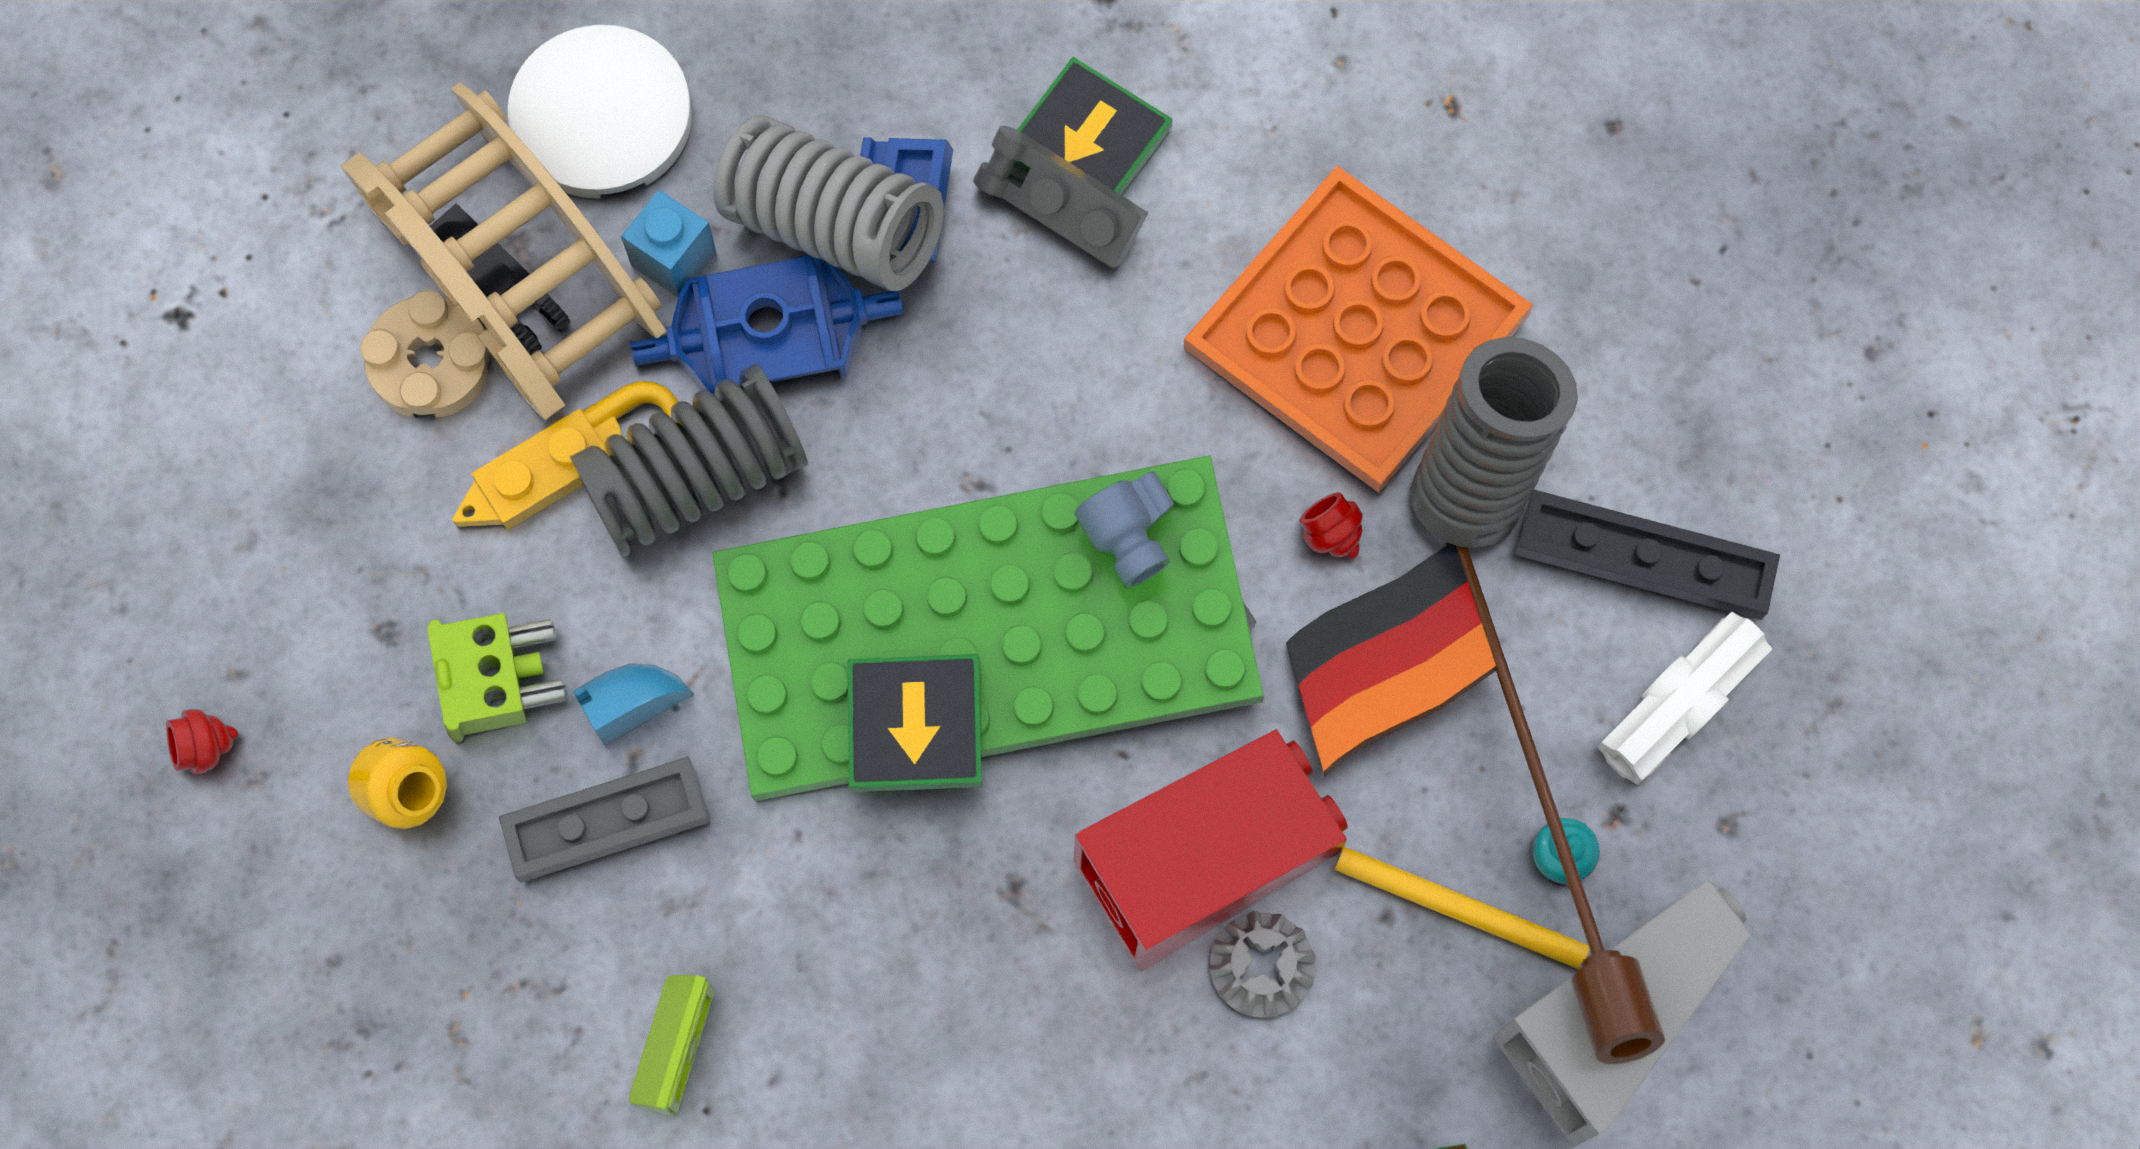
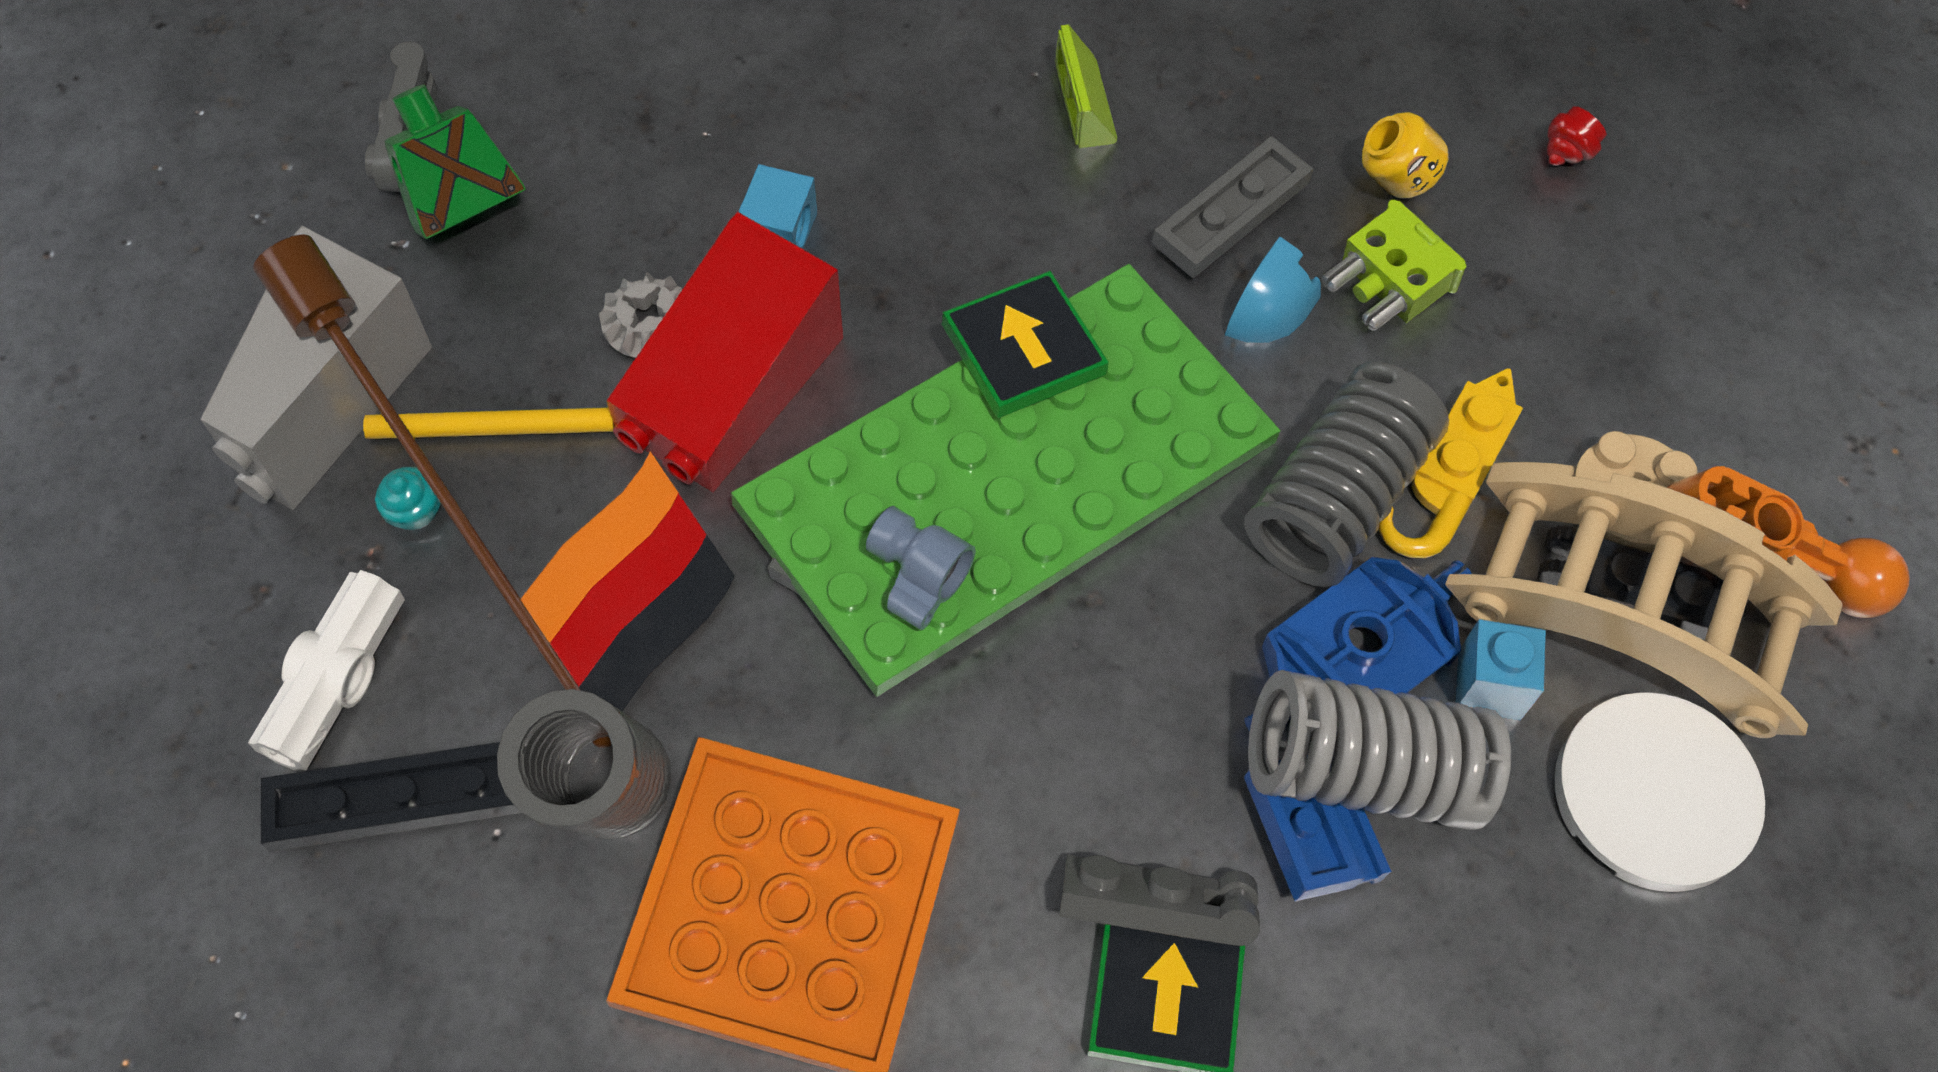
camera: 155 degrees right, 10 degrees down
(371, 260) = (1861, 572): none -> orange beam
(1085, 1013) = (782, 203): none -> dark azure brick
(1333, 526) = (733, 688): red plate -> none

